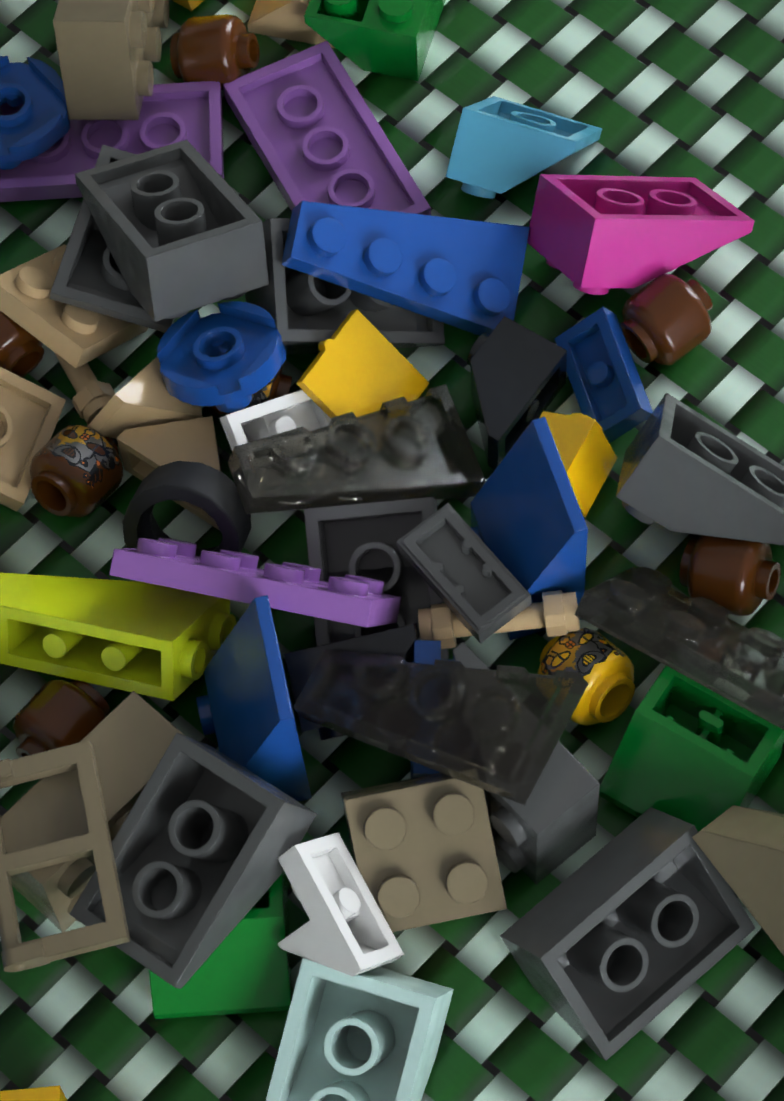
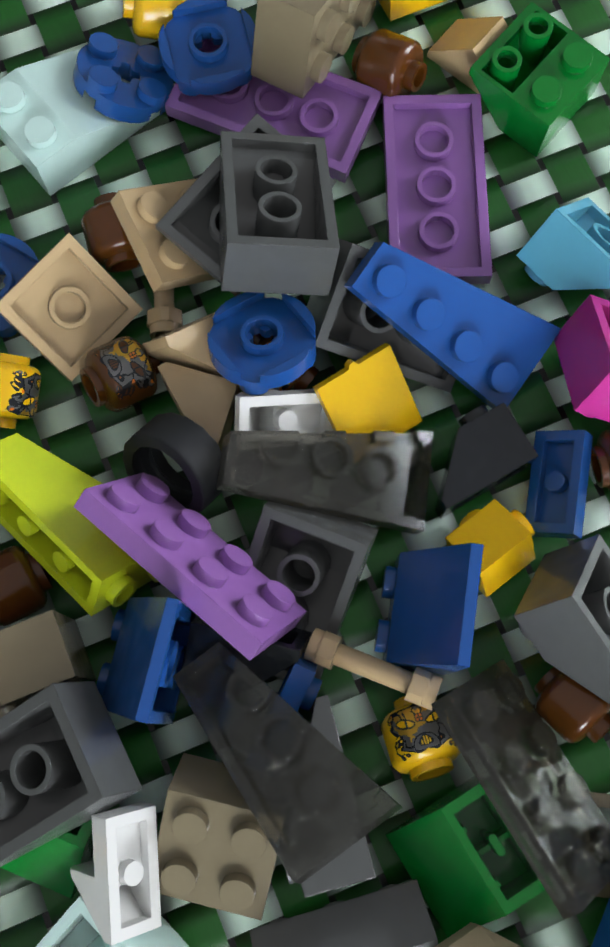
camera: 20 degrees right, 15 degrees up
(464, 572) = (361, 624): dark grey plate -> none

